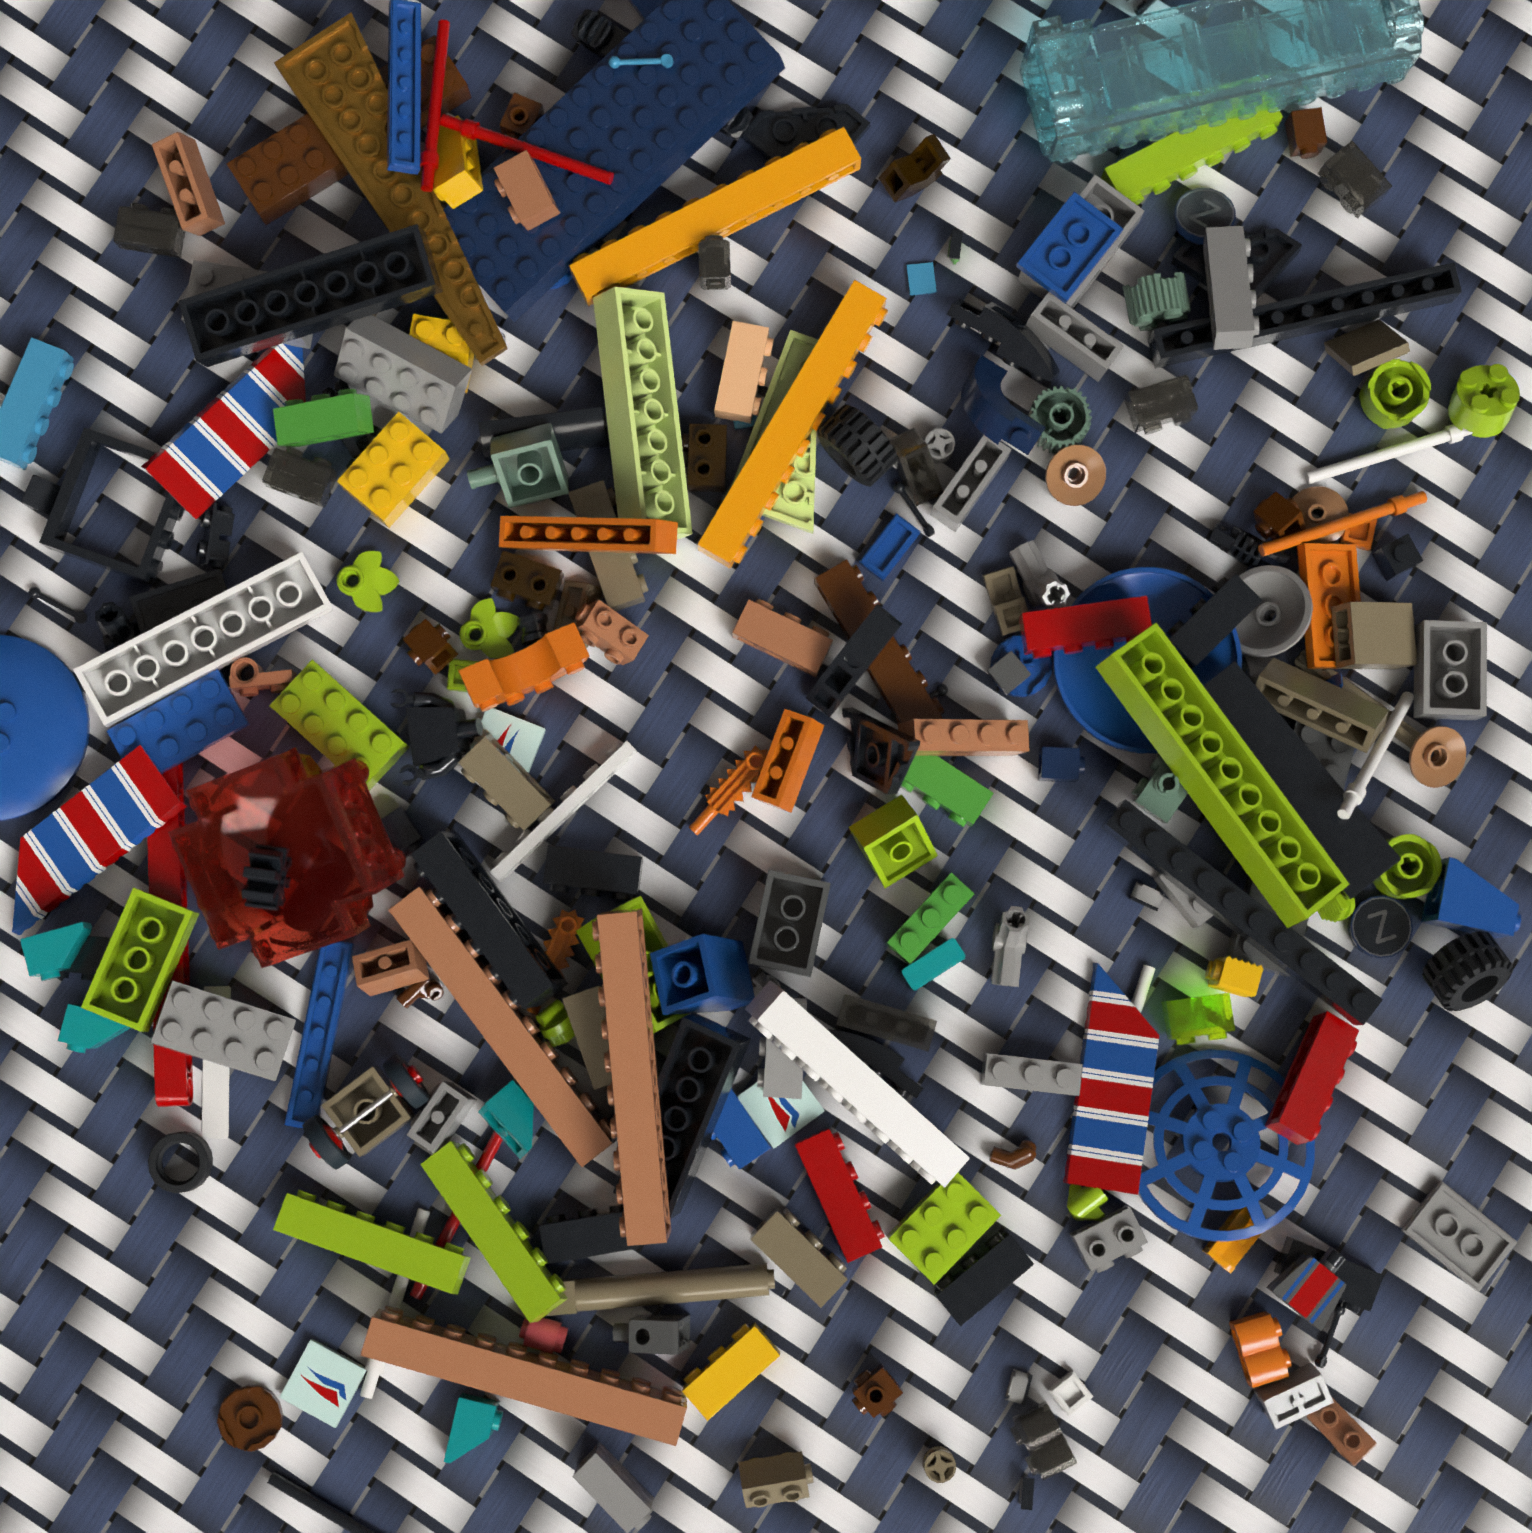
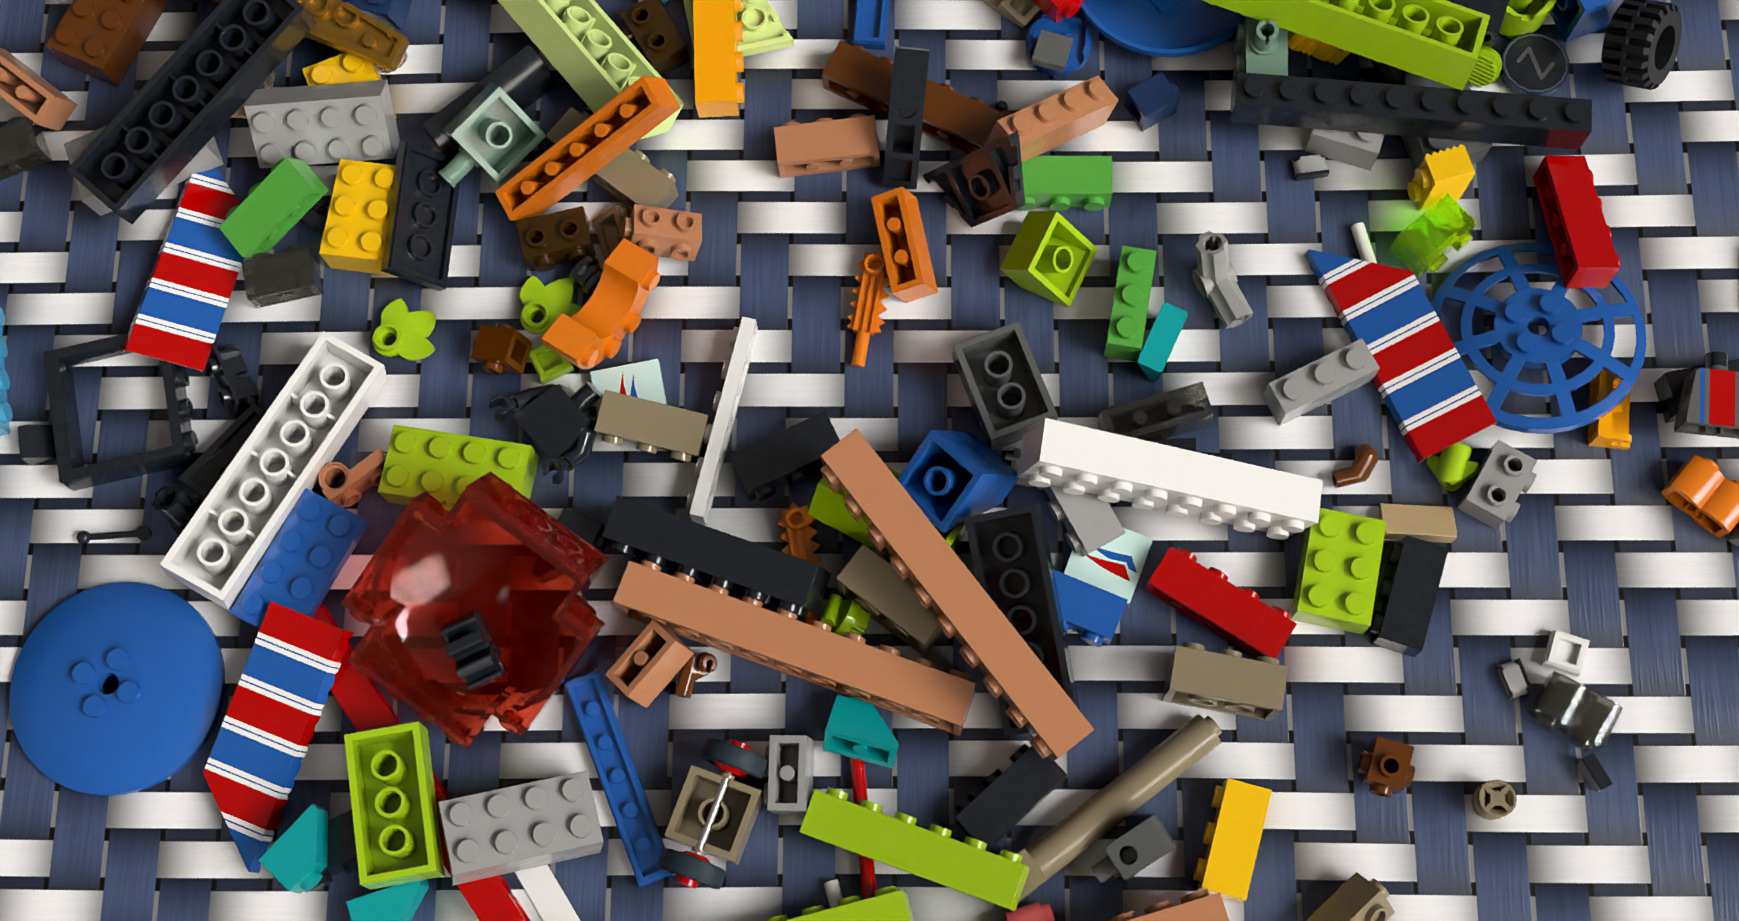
camera: 25 degrees left, 10 degrees down
(432, 499) = (420, 218): none -> black tile
(1030, 1226) = (1418, 521): none -> tan slope

